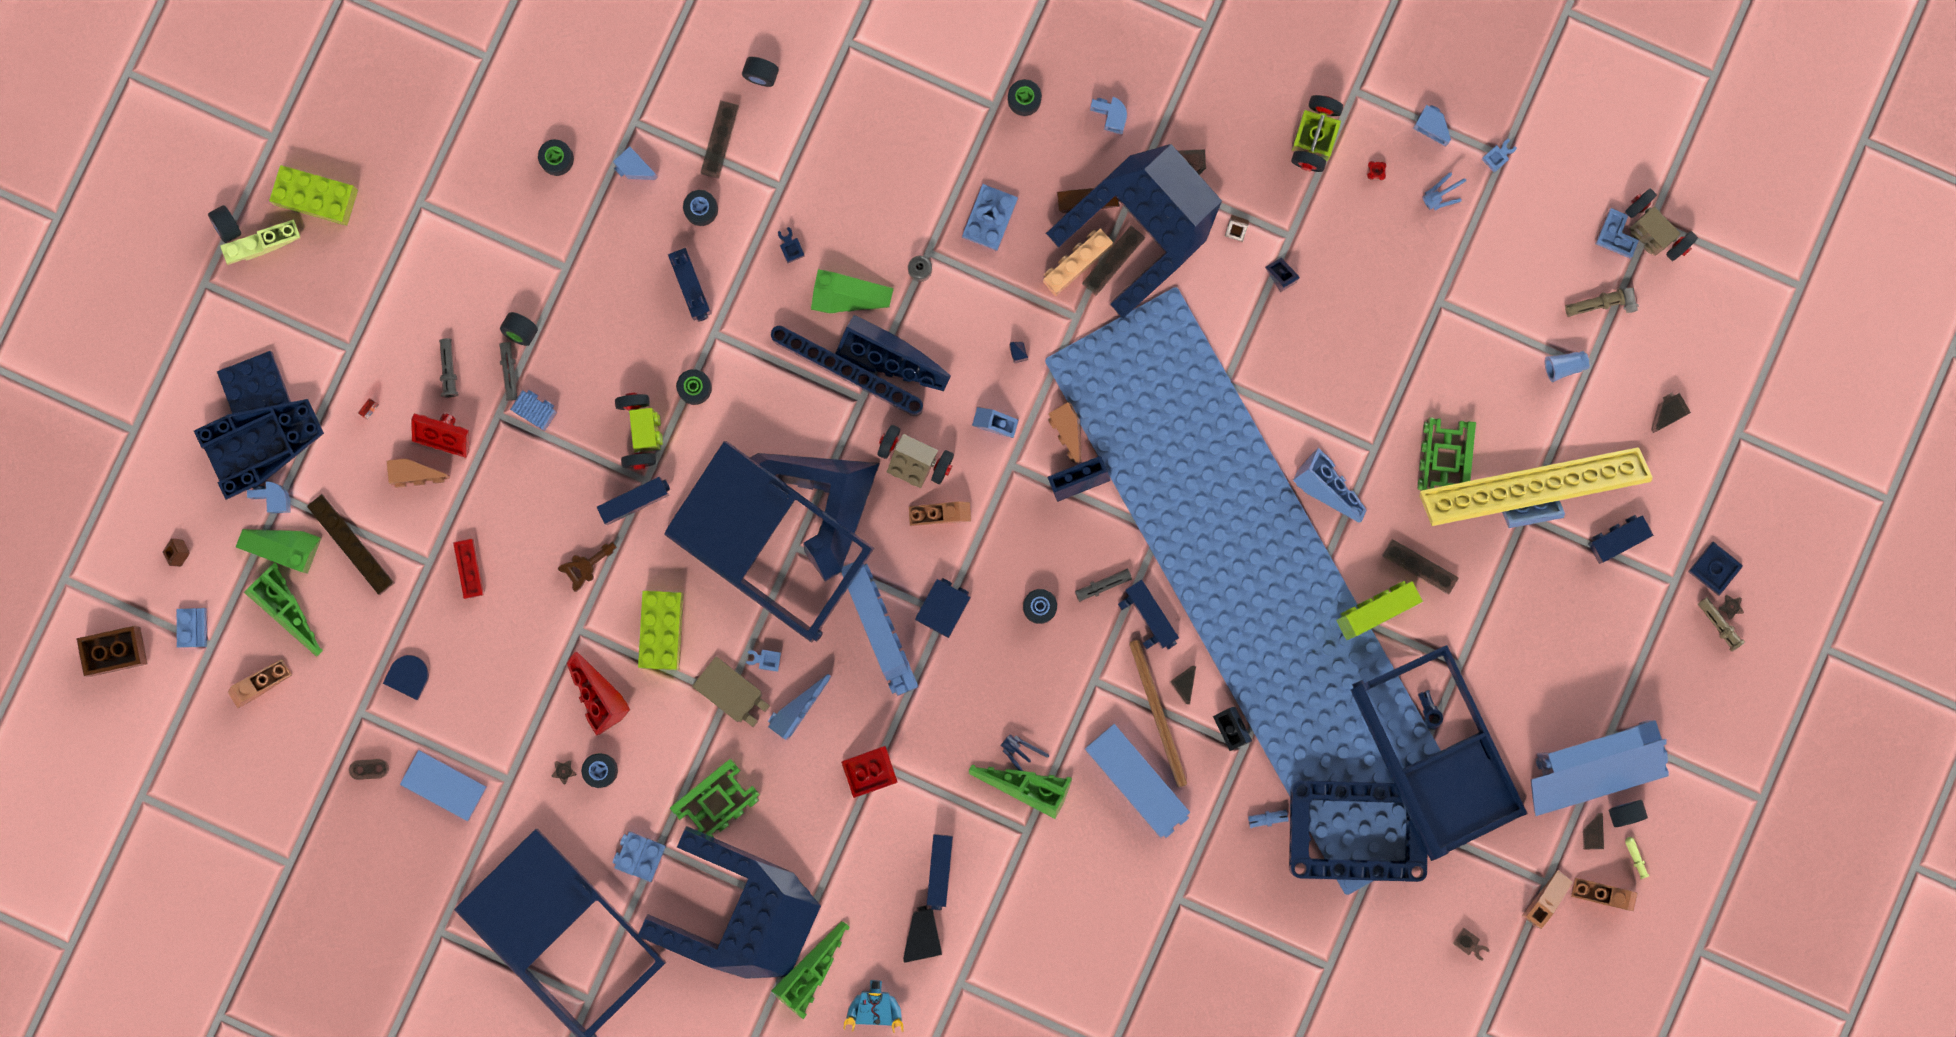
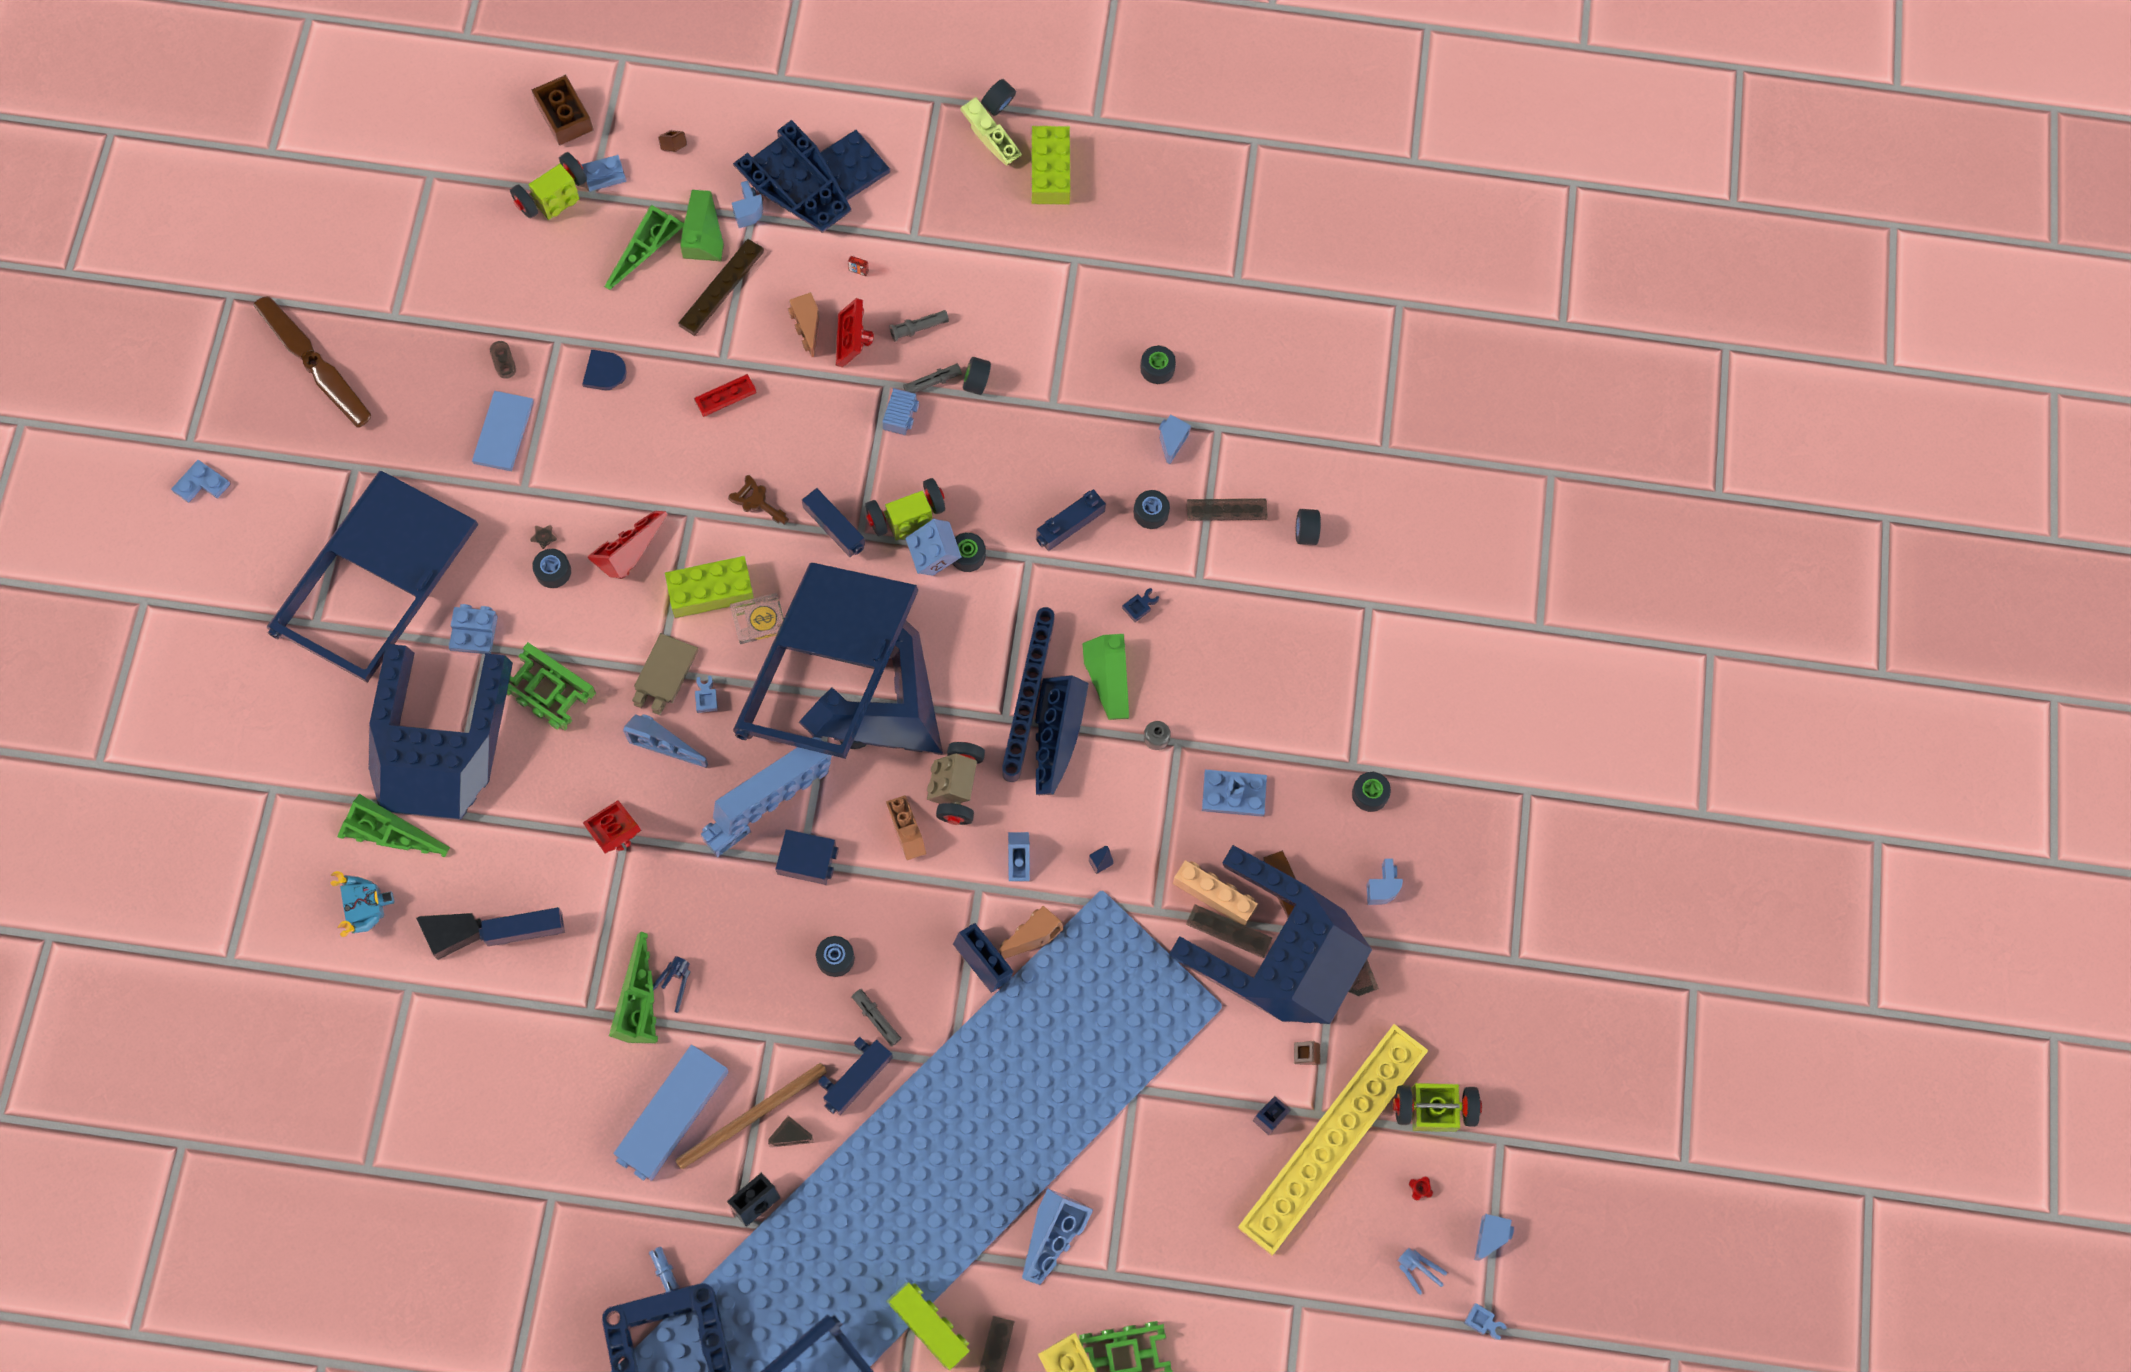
camera: 70 degrees right, 15 degrees down
(202, 681) = (552, 190): none -> lime brick
(258, 683) = (563, 242): nougat slope -> none
(335, 941) = (324, 374): none -> reddish brown piece
(683, 416) = (933, 547): none -> medium blue brick
(702, 591) = (761, 616): none -> clear container
(1315, 229) = (1332, 1140): none -> light yellow plate

